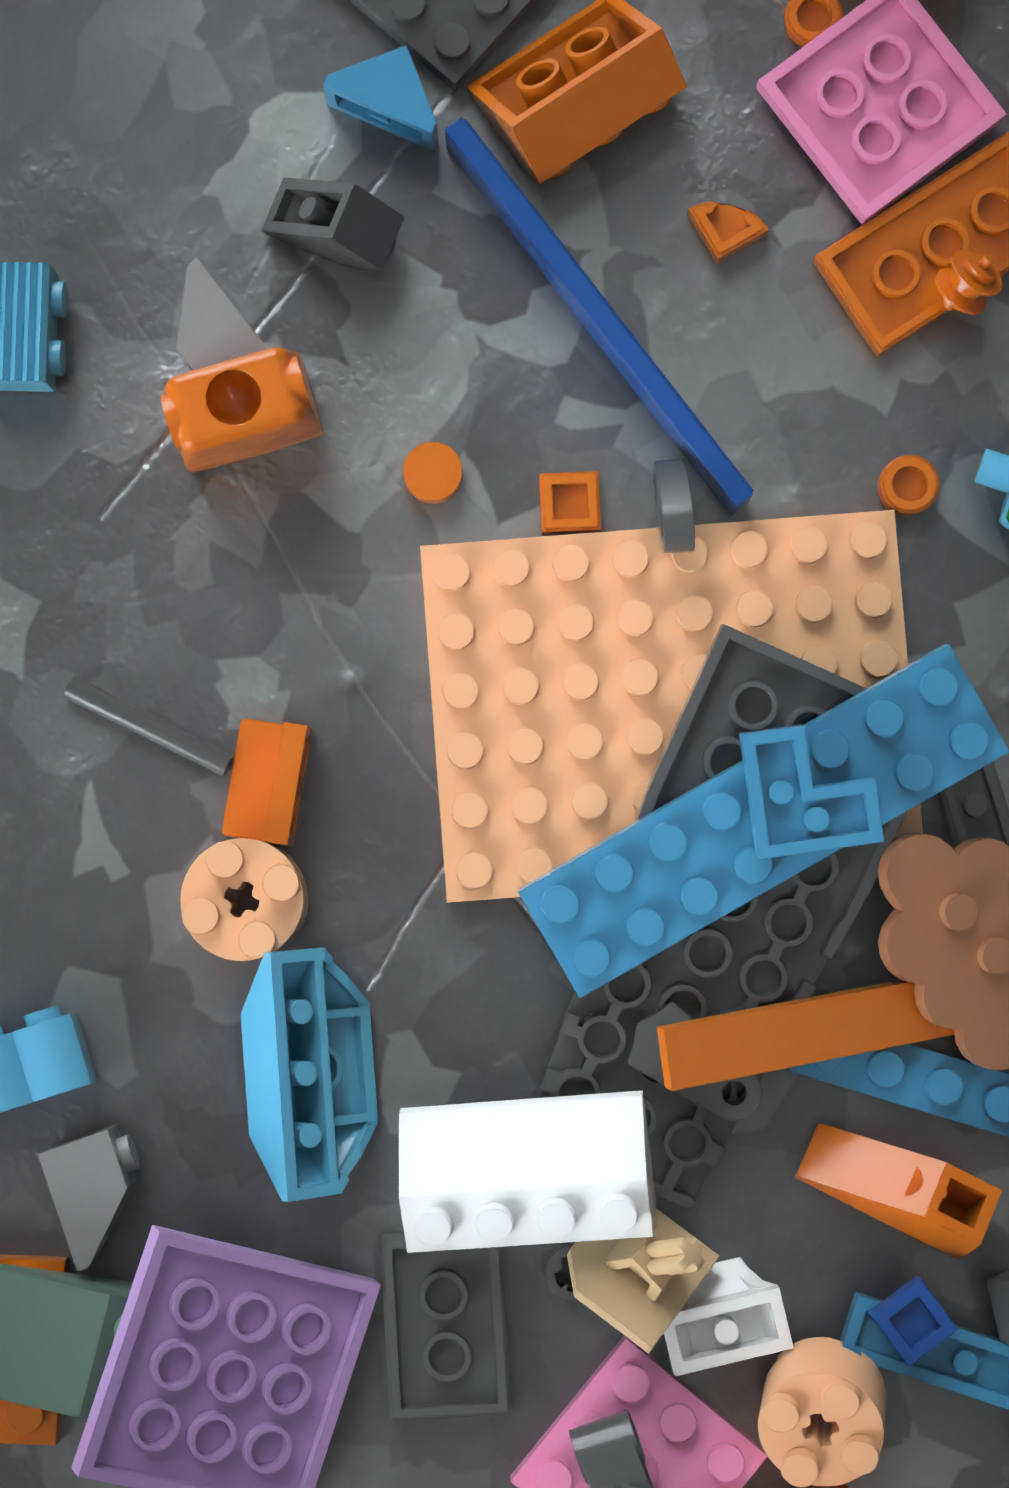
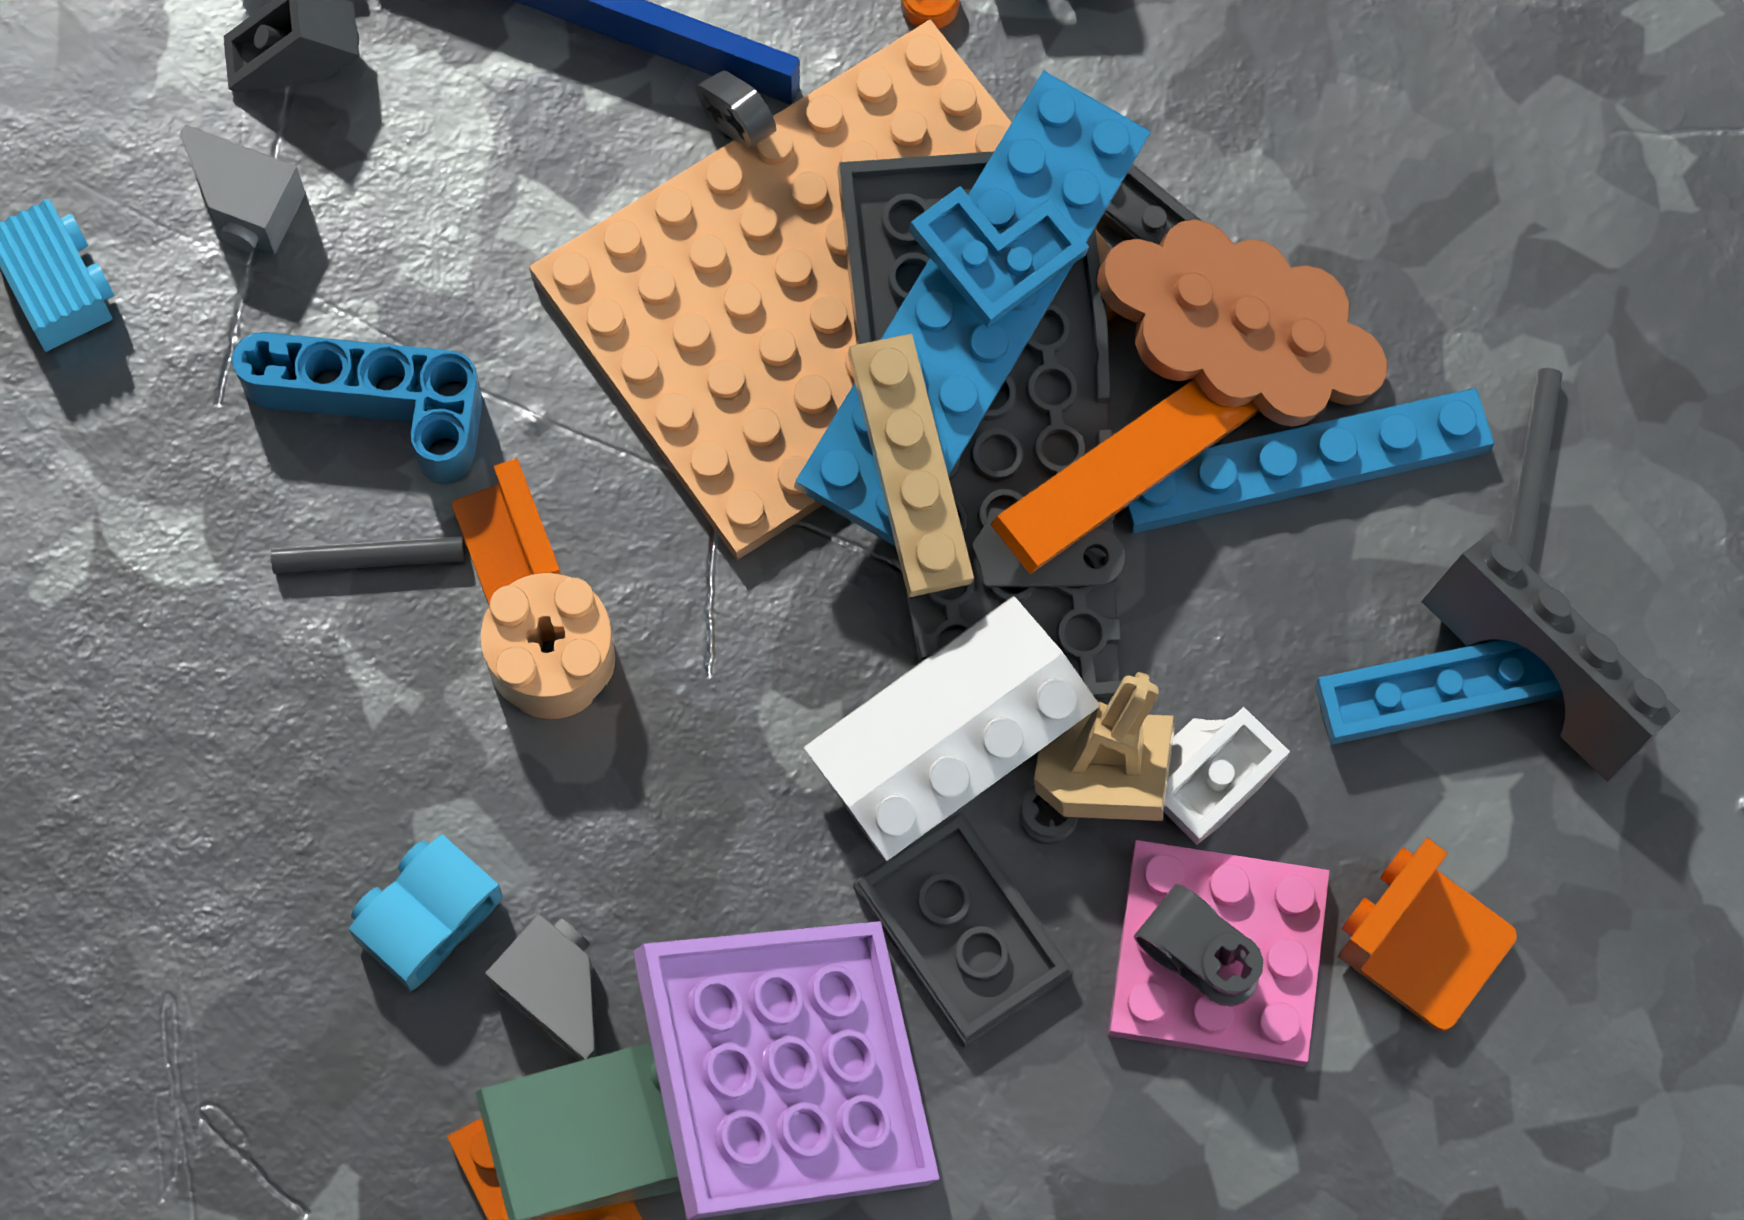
camera: 35 degrees left, 15 degrees down
(216, 580) = (270, 361): none -> dark azure beam
(241, 408) = (299, 224): orange piece -> none
(308, 1072) = (692, 759): medium azure wedge -> none
(433, 472) = (503, 203): orange tile -> none
(570, 502) = (640, 163): orange tile -> none
(619, 939) = (910, 465): none -> tan plate
(822, 1413) = (1389, 789): light nougat brick -> none
(901, 1189) = (1303, 561): orange slope -> none
(913, 1320) = (1378, 662): blue plate -> none

